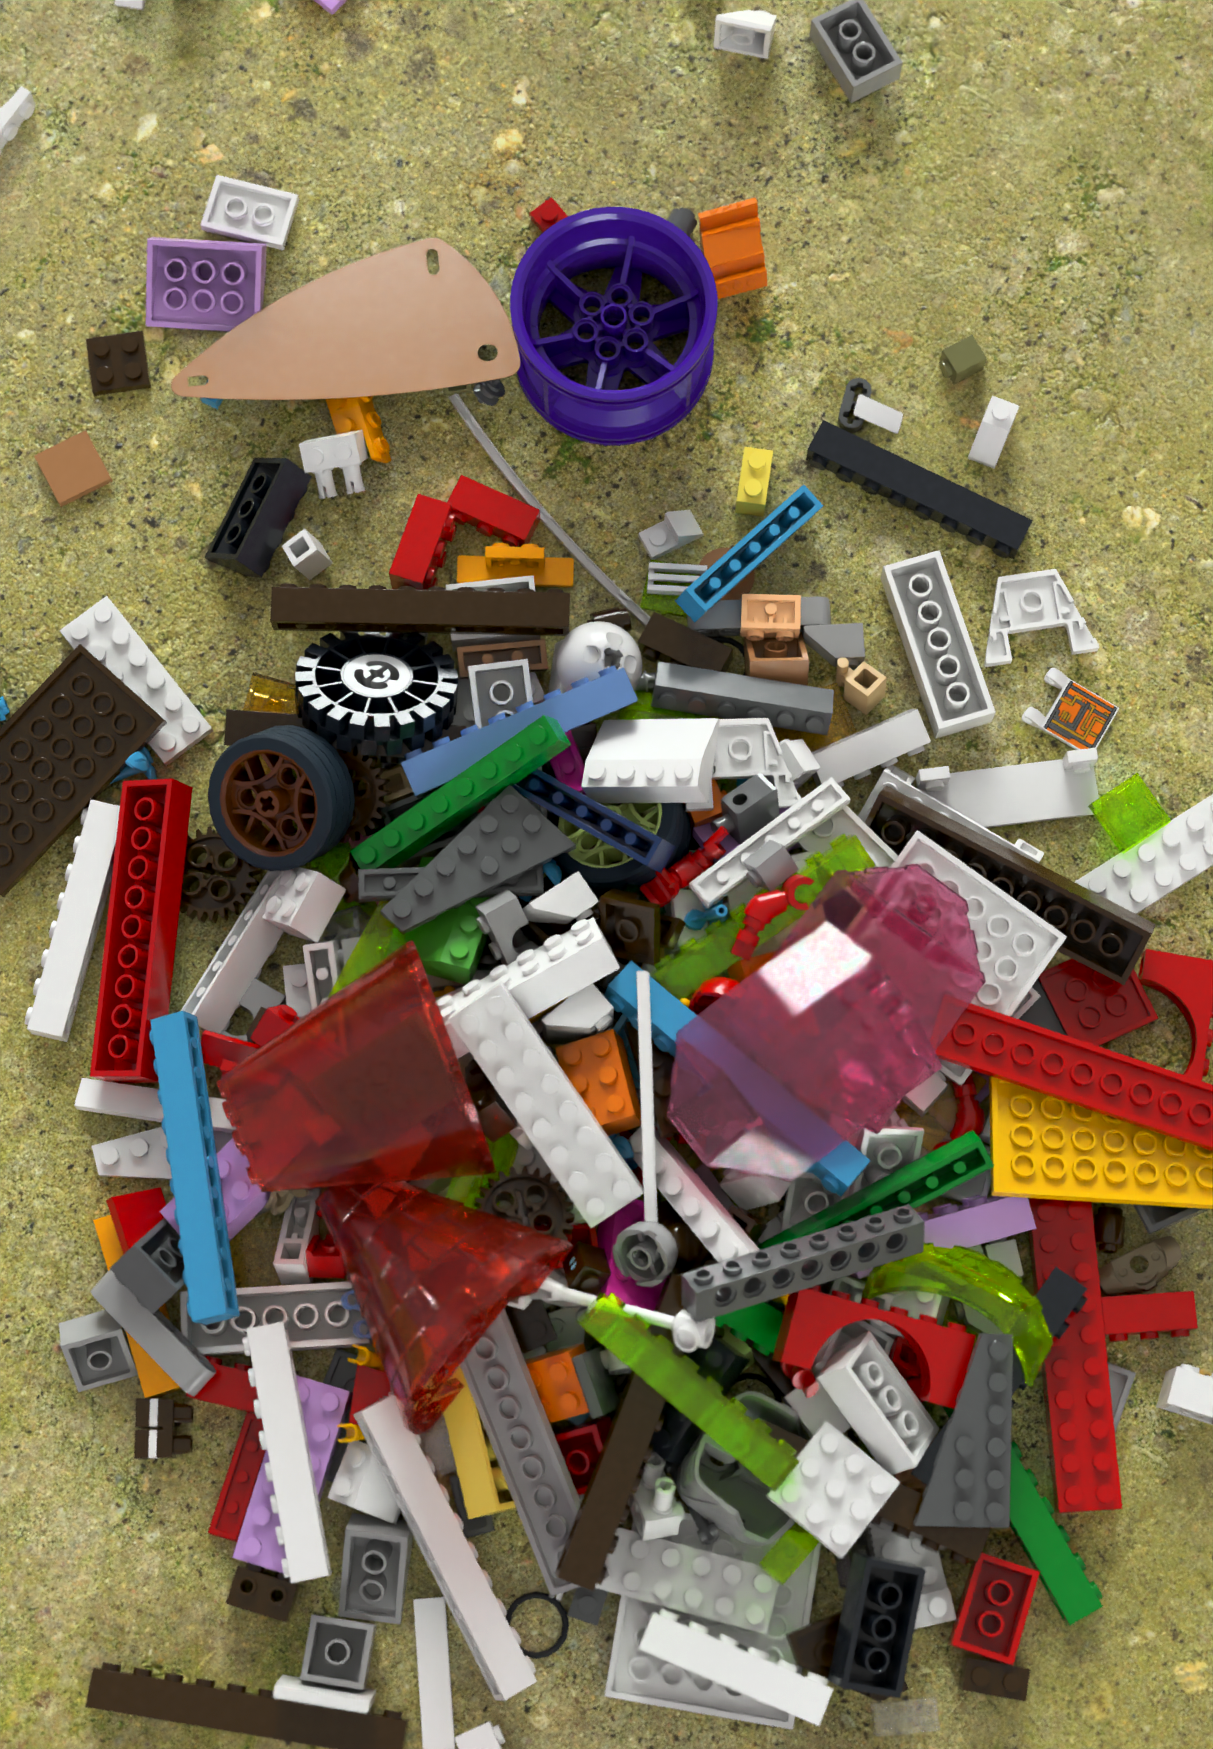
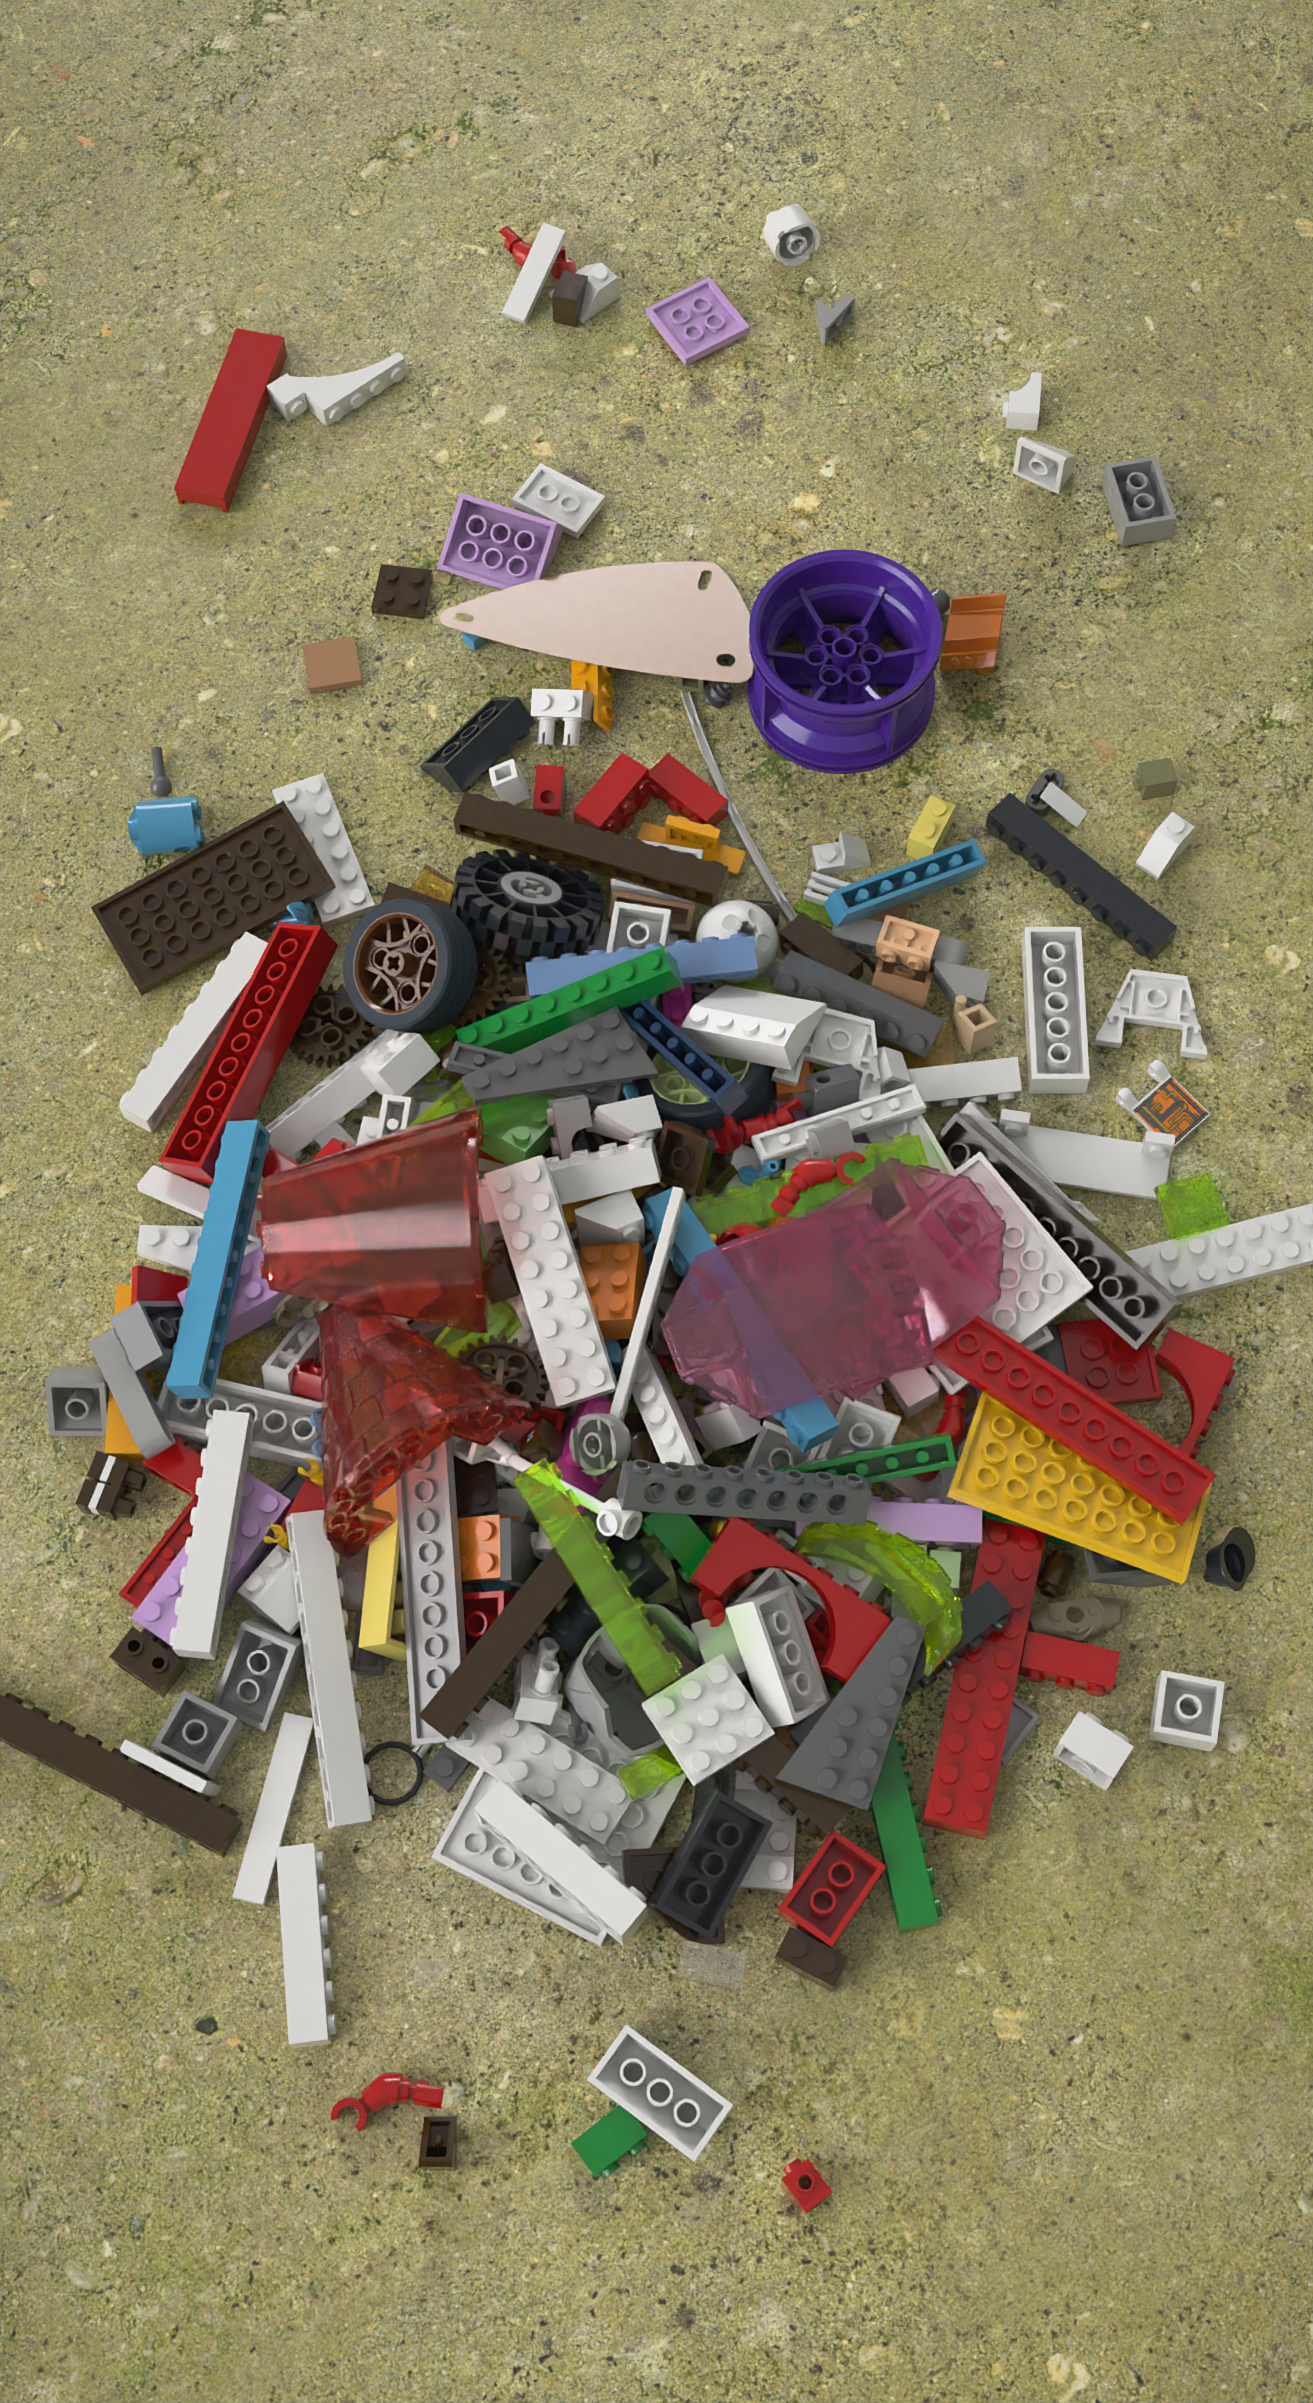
camera: 20 degrees right, 10 degrees down
(352, 550) = (550, 790): none -> red torso

